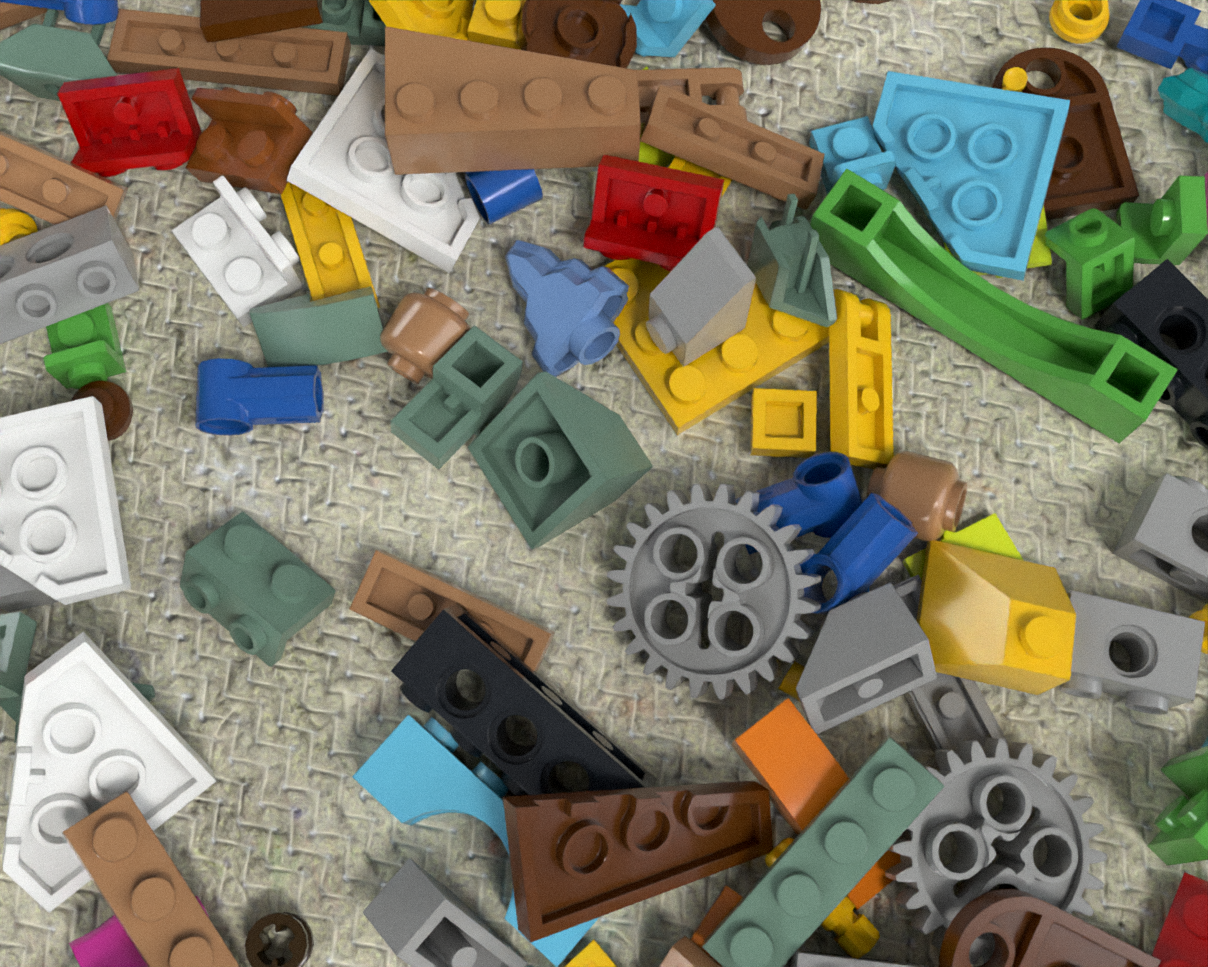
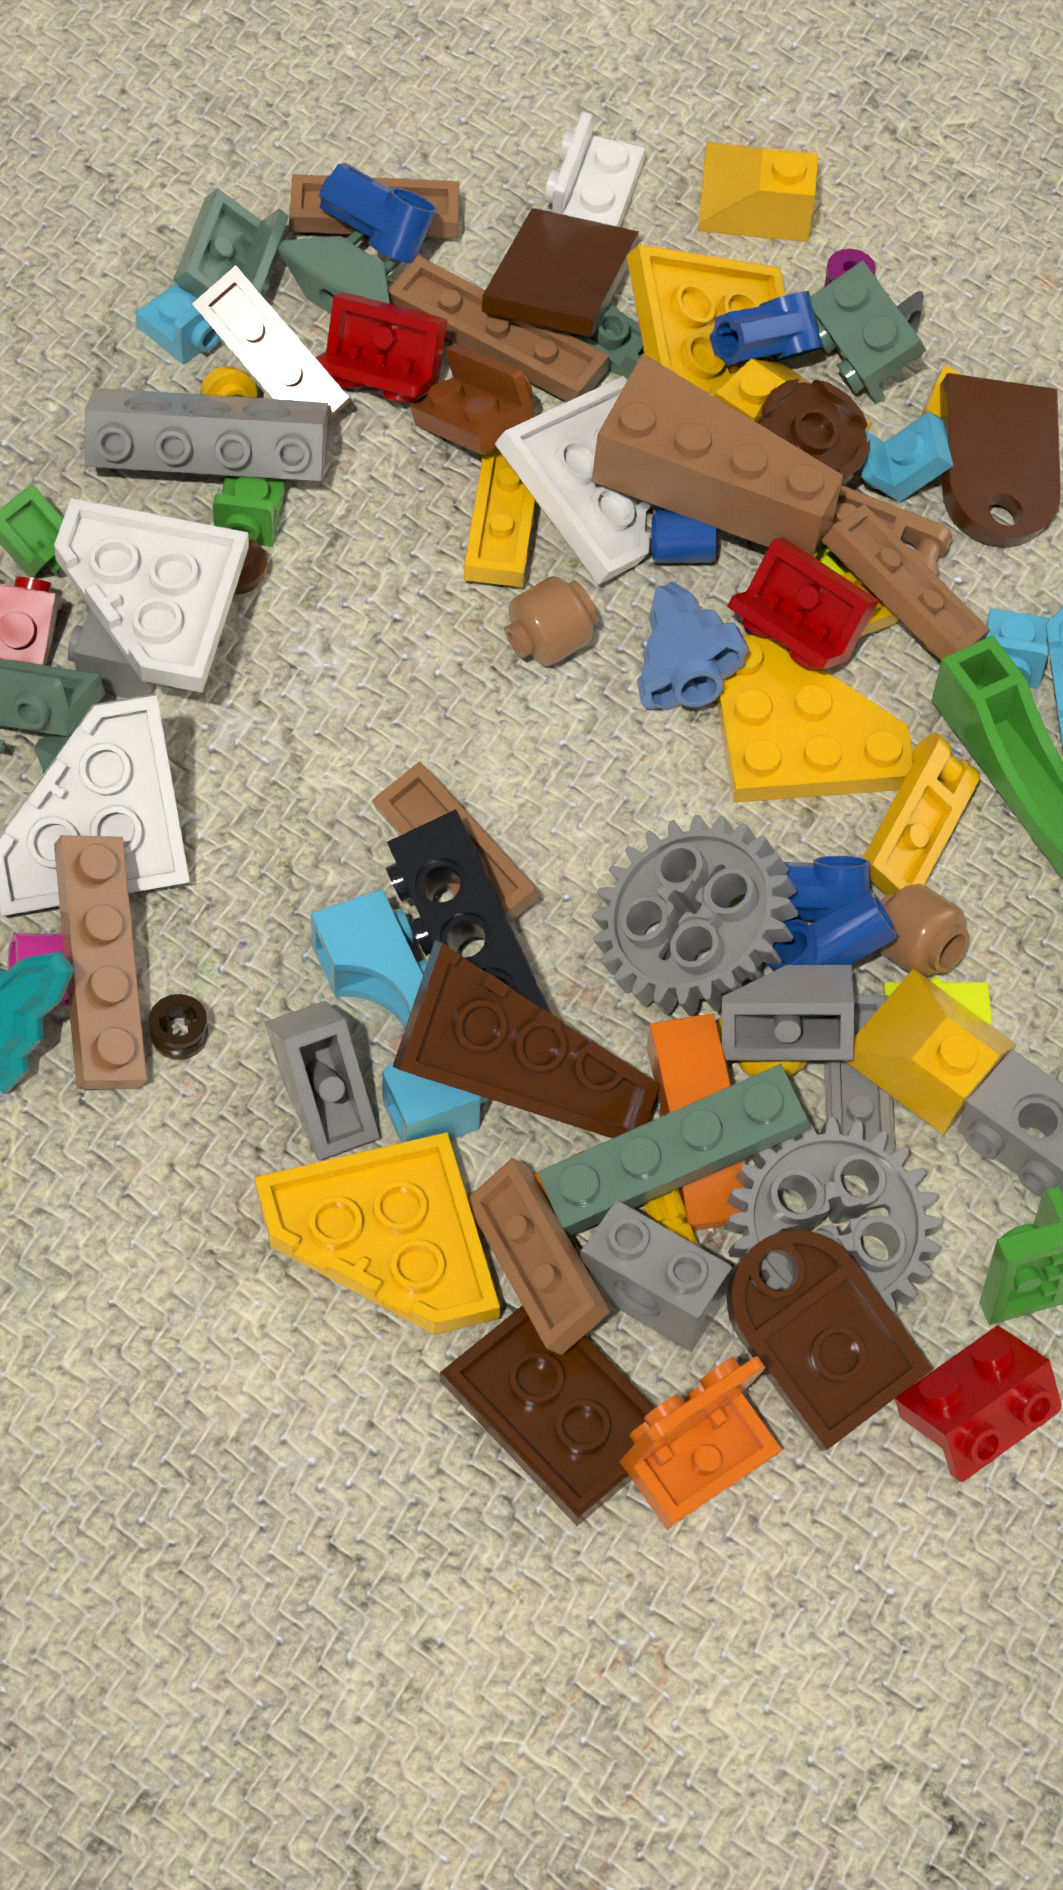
camera: 20 degrees right, 15 degrees down
(237, 252) = (421, 493): white bracket -> none
(237, 396) = (363, 600): blue piece -> none
(253, 587) = (297, 751): sand green bracket -> none
(319, 330) = (460, 576): sand green slope -> none
(461, 399) = (560, 682): sand green brick -> none
(557, 458) = (615, 764): sand green slope -> none
(701, 300) = (803, 682): light grey slope -> none
(783, 423) = (831, 824): yellow plate -> none
(793, 267) = (905, 699): sand green piece -> none

